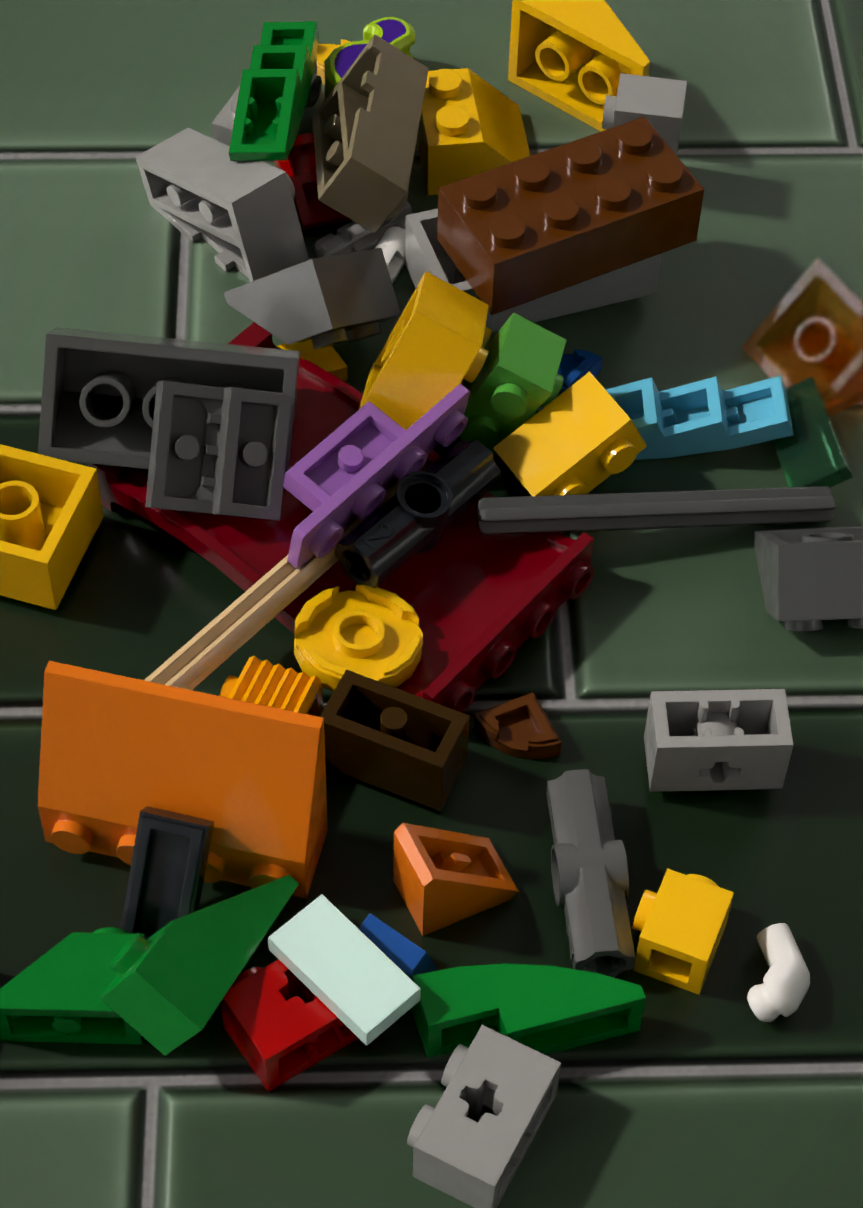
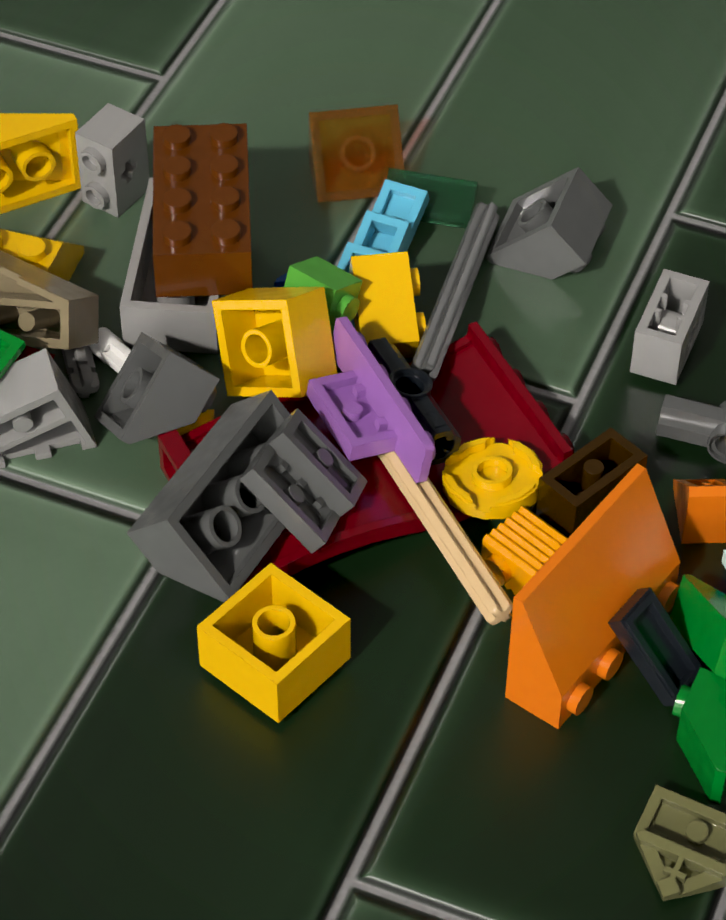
camera: 65 degrees left, 5 degrees down
(519, 729) = (590, 424): reddish brown tile -> none

